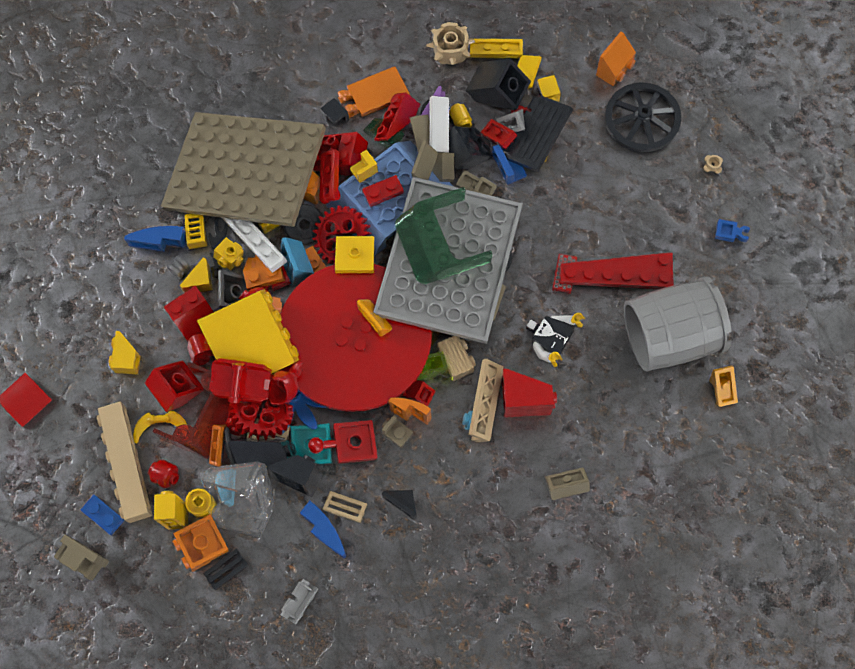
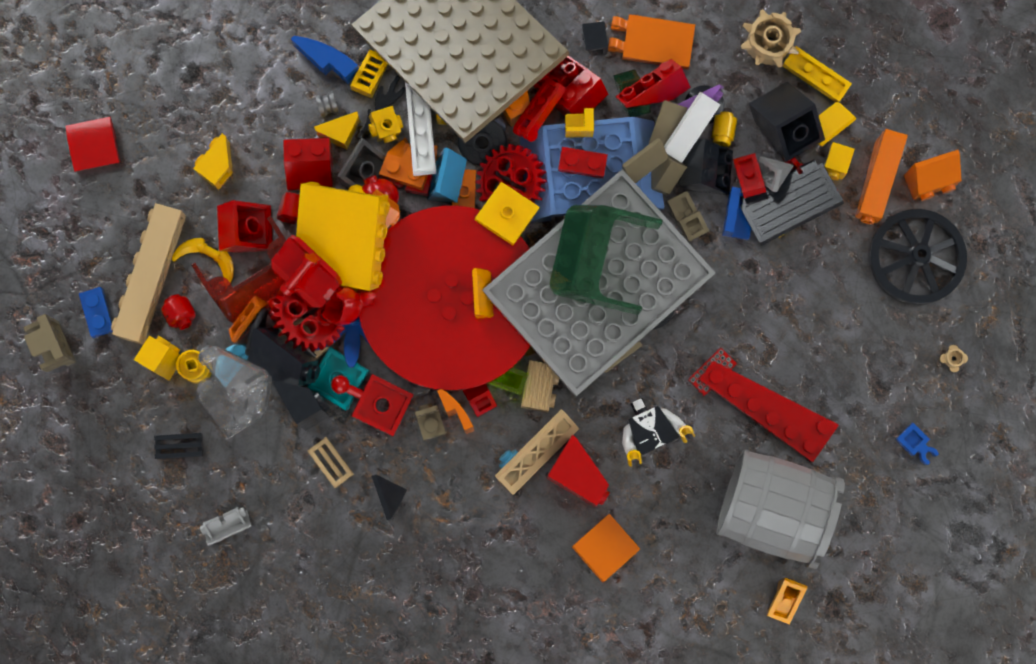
camera: 30 degrees right, 10 degrees up
(200, 543) = (169, 405): orange plate -> none
(323, 528) = (295, 471): blue slope -> none
(568, 483) = (561, 587): dark tan slope -> none
(578, 435) = (606, 548): none -> orange slope
(582, 80) = (880, 176): none -> orange slope

